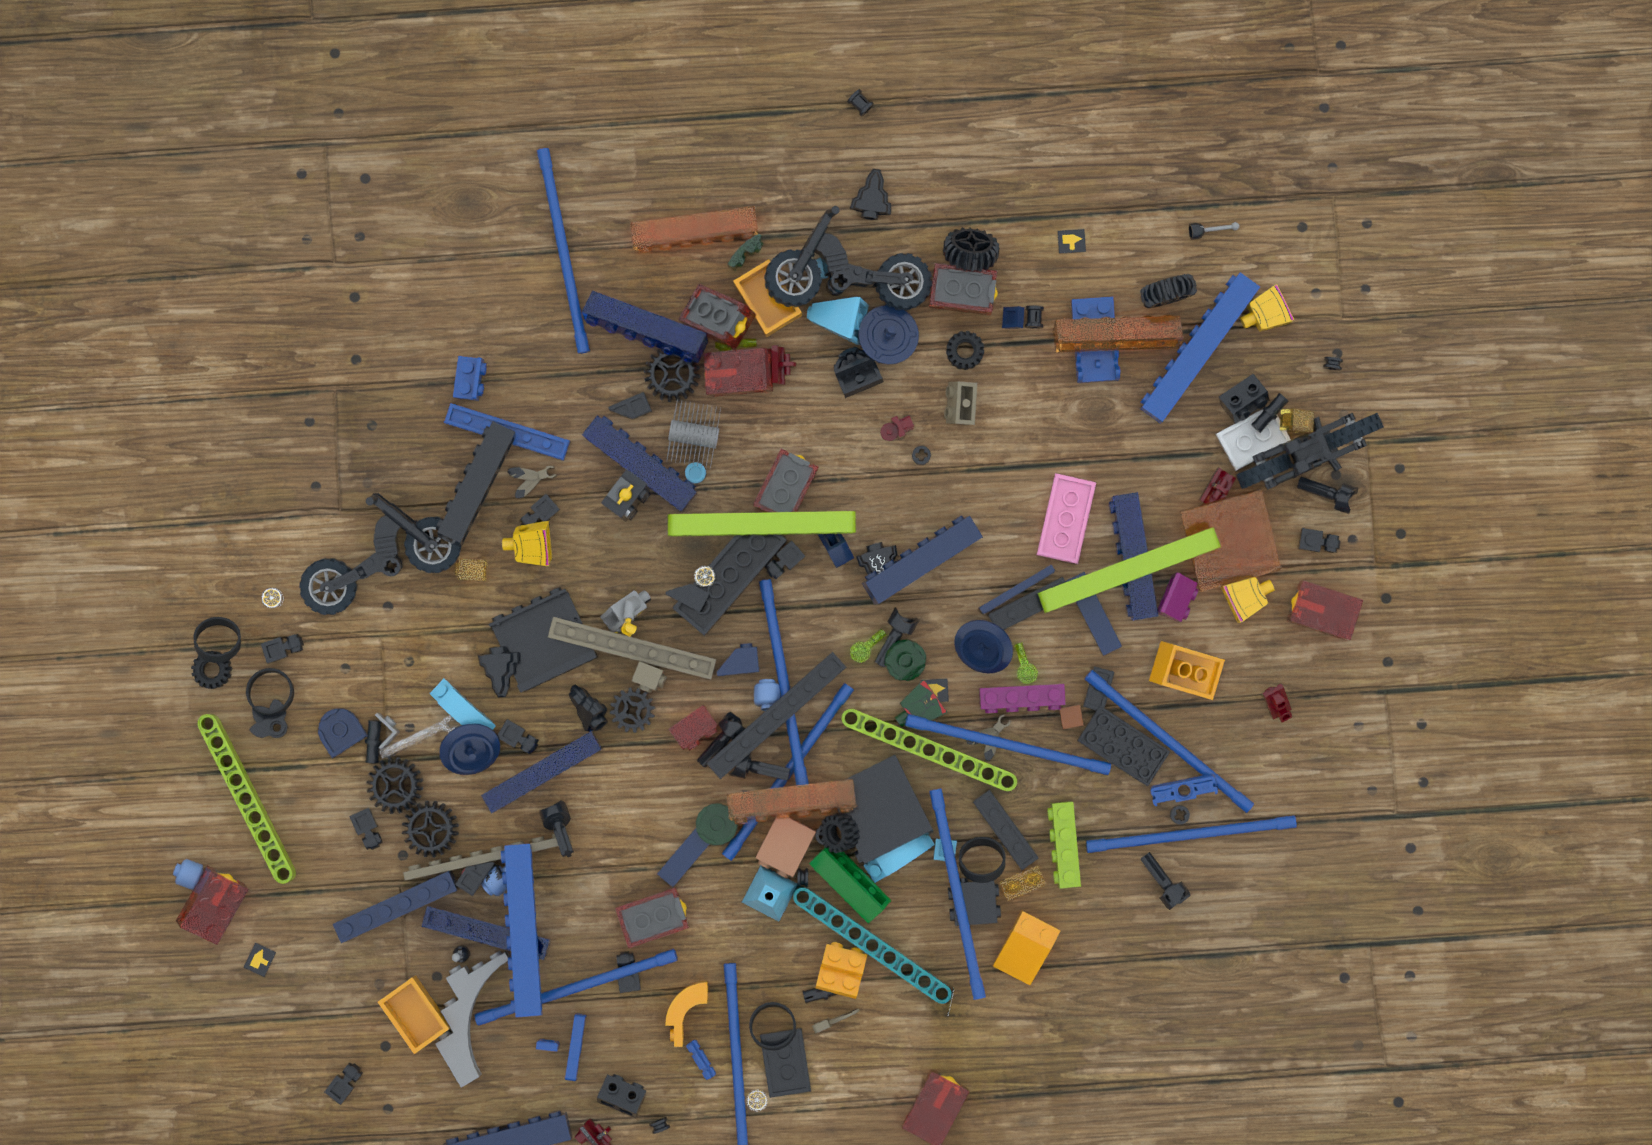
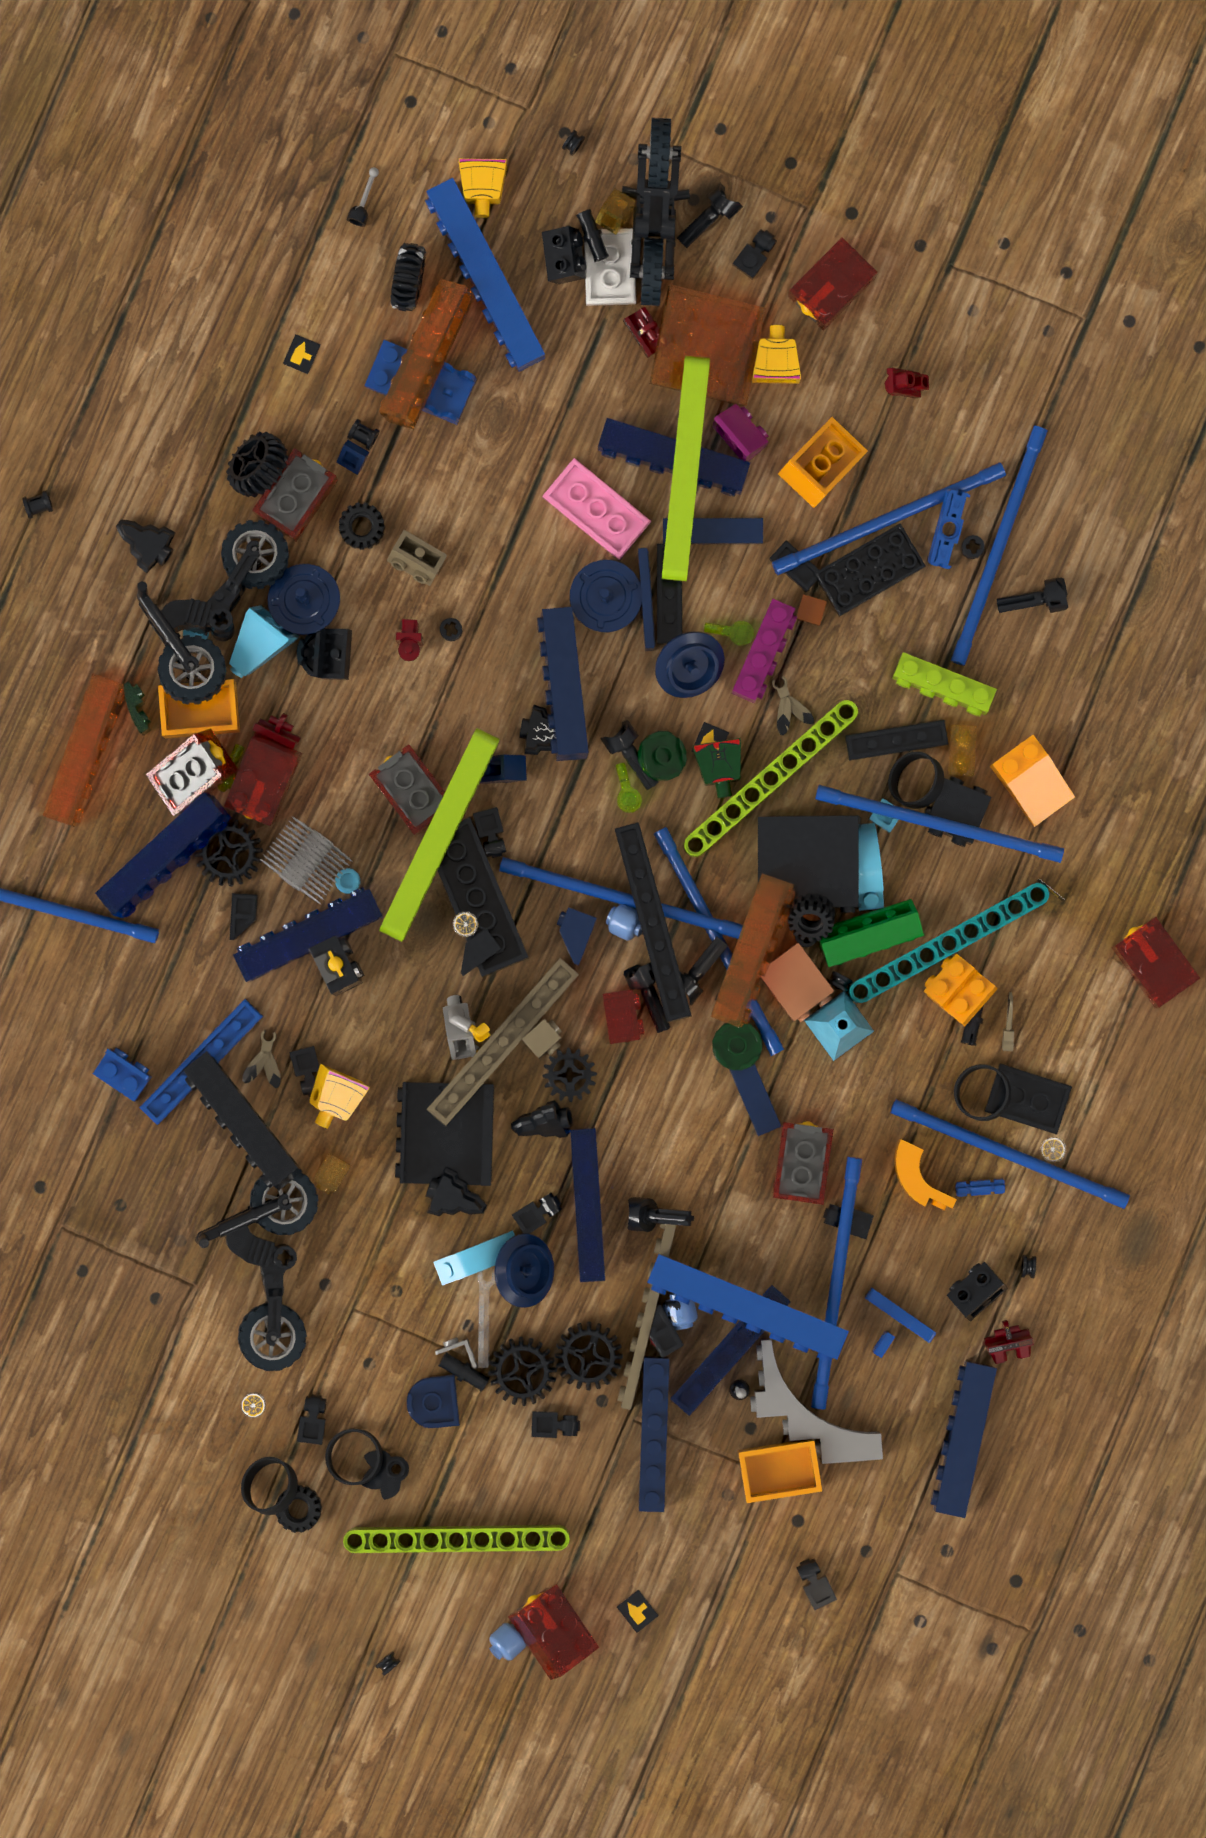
camera: 65 degrees left, 0 degrees up
(129, 793) = (388, 1663): none -> black bush
(1004, 558) = (605, 596): none -> dark blue piece
(1091, 764) = (741, 769): blue piece -> none

